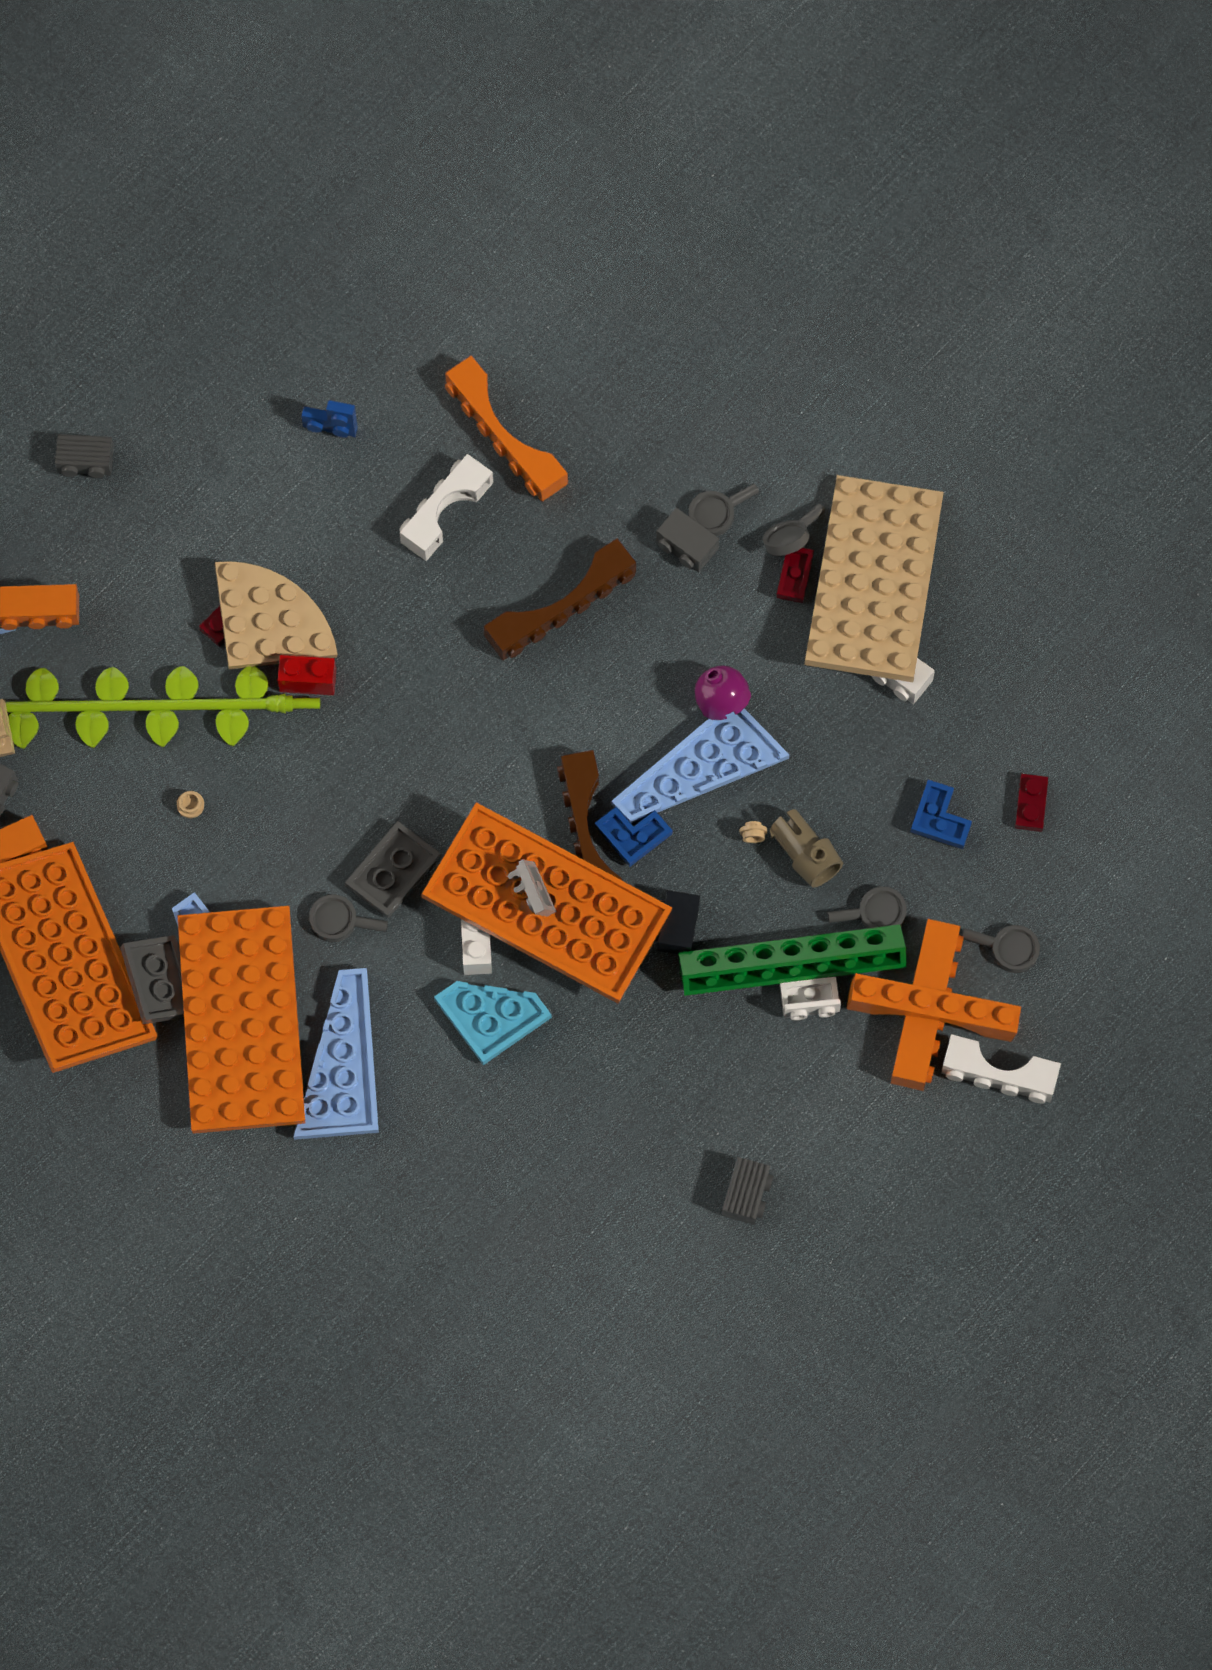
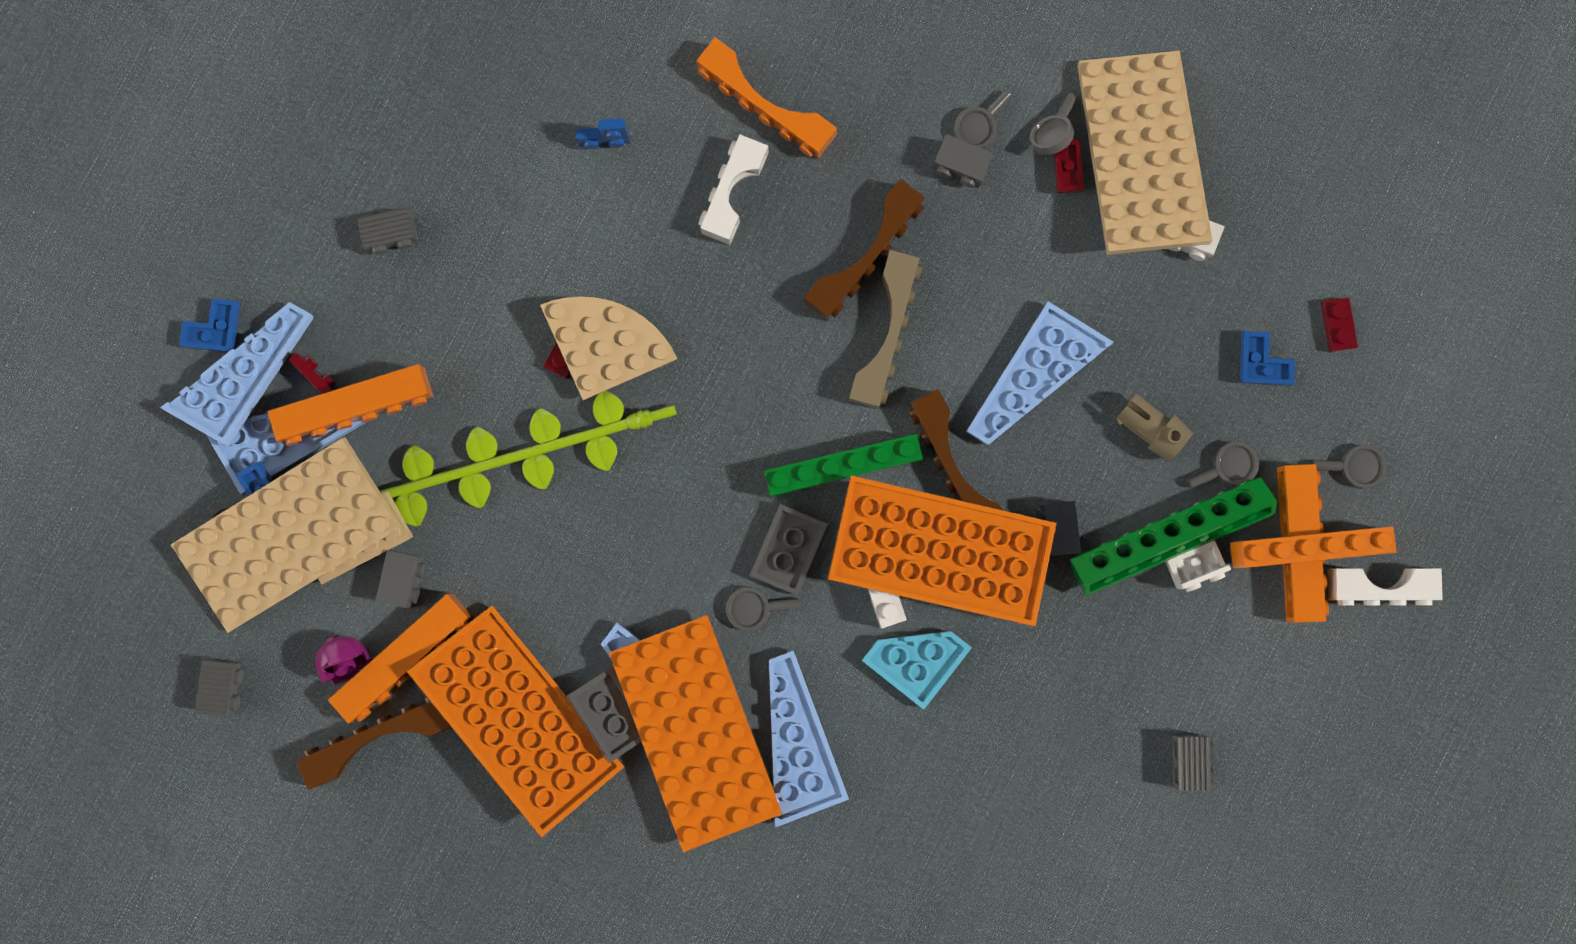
camera: 15 degrees left, 15 degrees up
(190, 804) = (587, 538): tan plate -> none
(307, 675) = (656, 387): red brick -> none
(430, 798) = (843, 465): none -> green arch
(528, 726) = (898, 279): none -> dark tan arch
(533, 885) = (936, 553): light grey plate -> none
(630, 841) = (995, 462): blue plate -> none
(721, 692) = (1038, 301): magenta cylinder -> none
(753, 832) = (1101, 423): tan plate -> none

